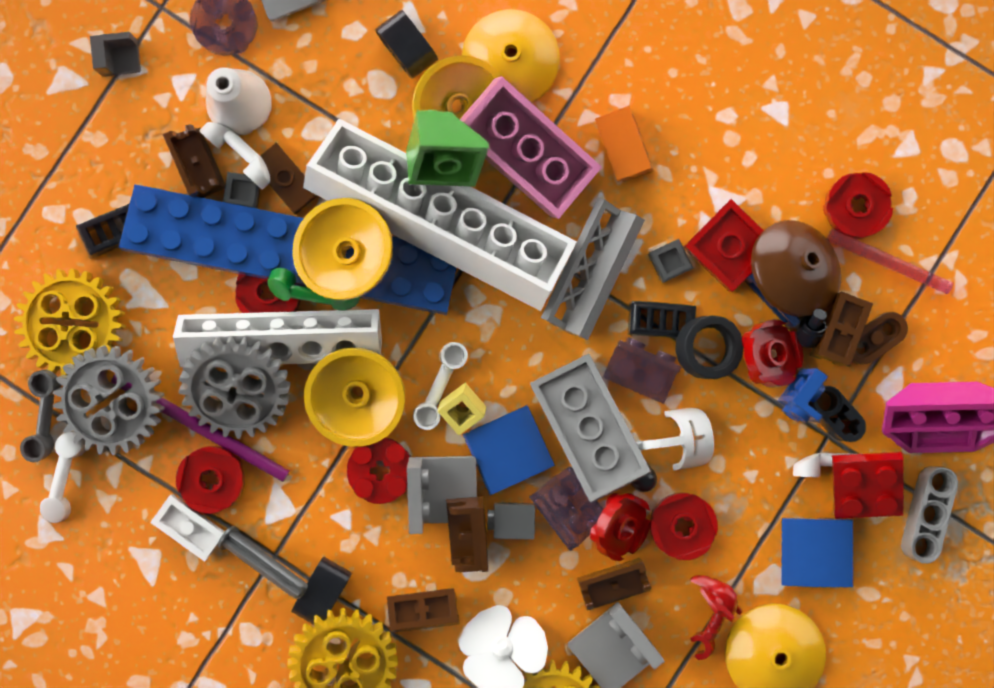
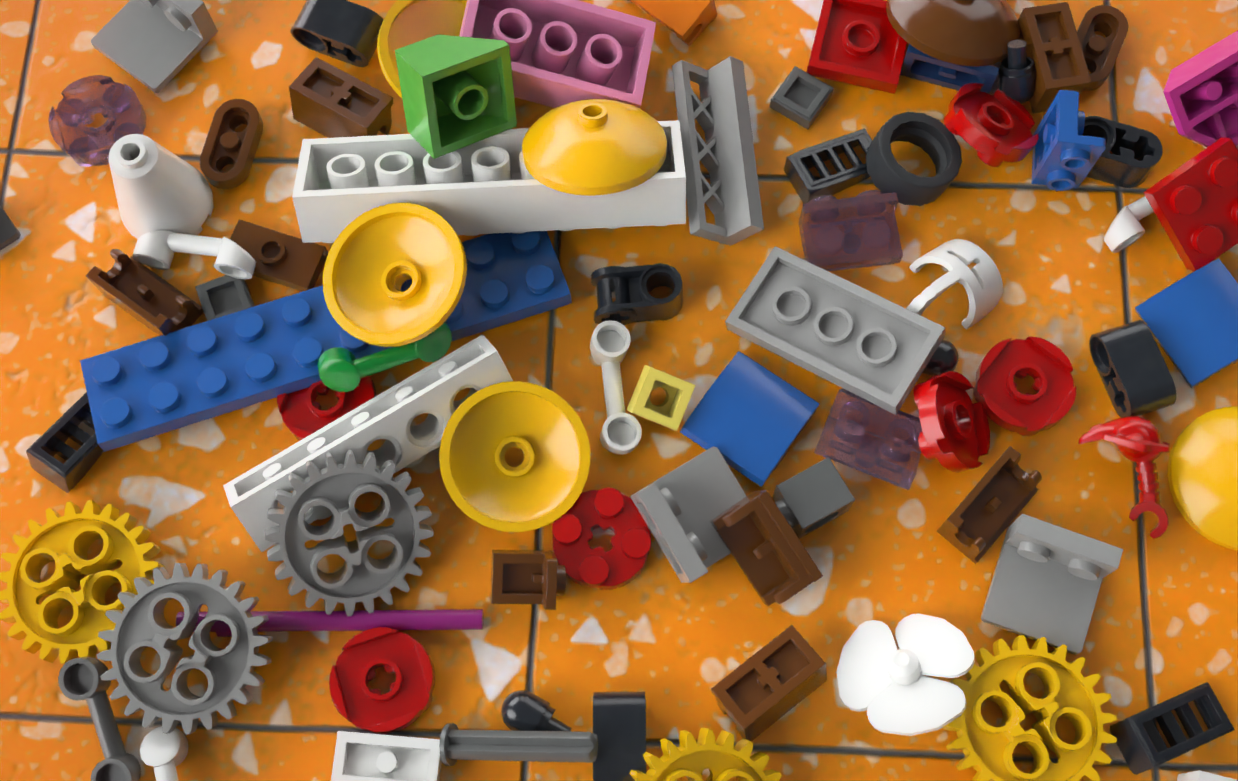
camera: 30 degrees left, 15 degrees down
(282, 549) = (529, 712): none -> black cylinder
(294, 85) = (227, 147): none -> reddish brown plate
(323, 469) = (526, 578): none -> reddish brown bracket
(378, 101) = (338, 103): none -> reddish brown hinge
(484, 333) = (632, 293): none -> black piece
(506, 248) = (594, 147): none -> yellow dish
(752, 555) = (1132, 369): none -> black beam

